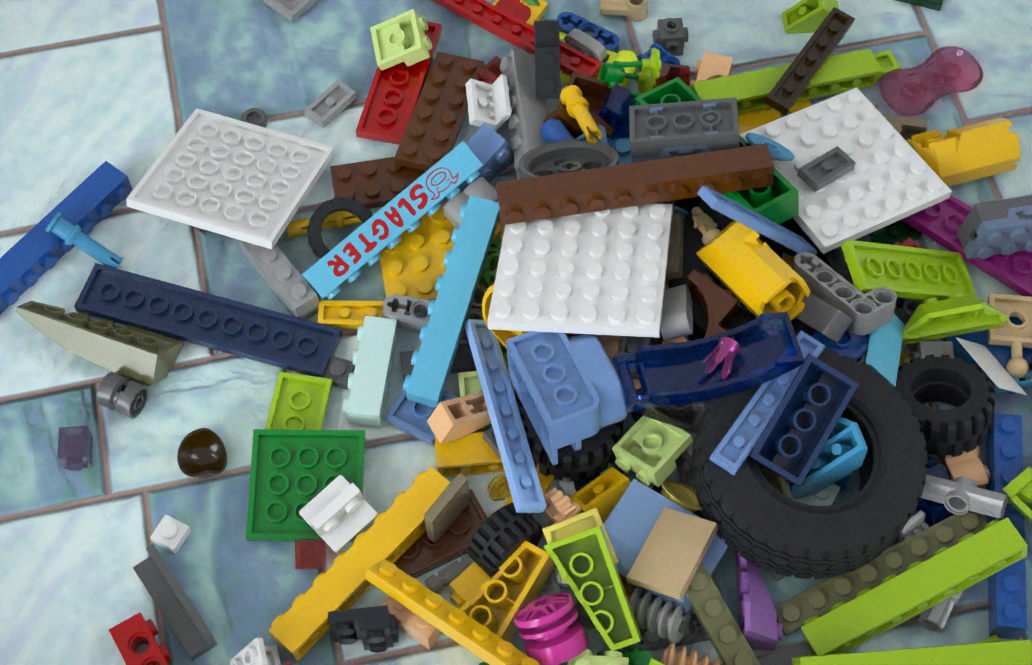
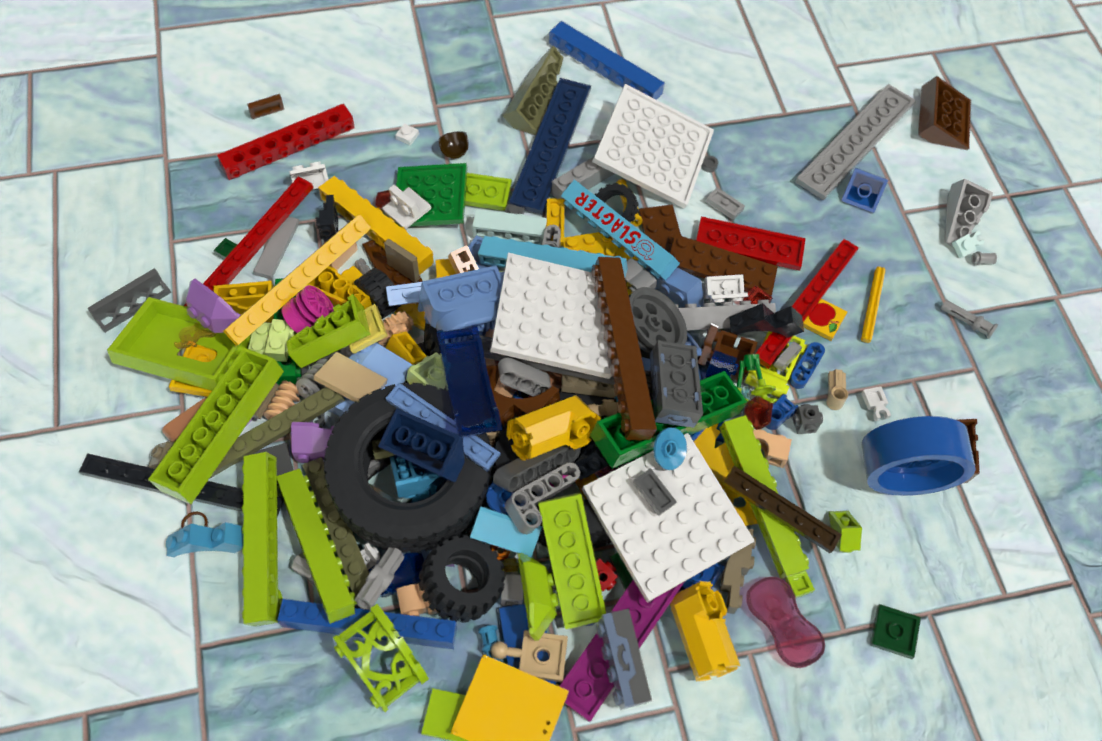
camera: 85 degrees right, 0 degrees up
(72, 235) = (605, 68): dark azure pin -> none
(75, 447) = (463, 85): clear purple brick -> none
(122, 395) = (497, 103): dark grey wheel -> none
(174, 604) = (362, 138): dark grey fence -> none
(401, 40) = (777, 237): yellowish green plate -> none
(555, 131) = (697, 328): blue cone -> none
(578, 108) = (715, 337): yellow pin -> none
(727, 349) = (477, 393): flat silver piece -> none
(755, 221) = (586, 421): medium blue tile -> none
(991, 366) = (495, 623): white sticker -> none

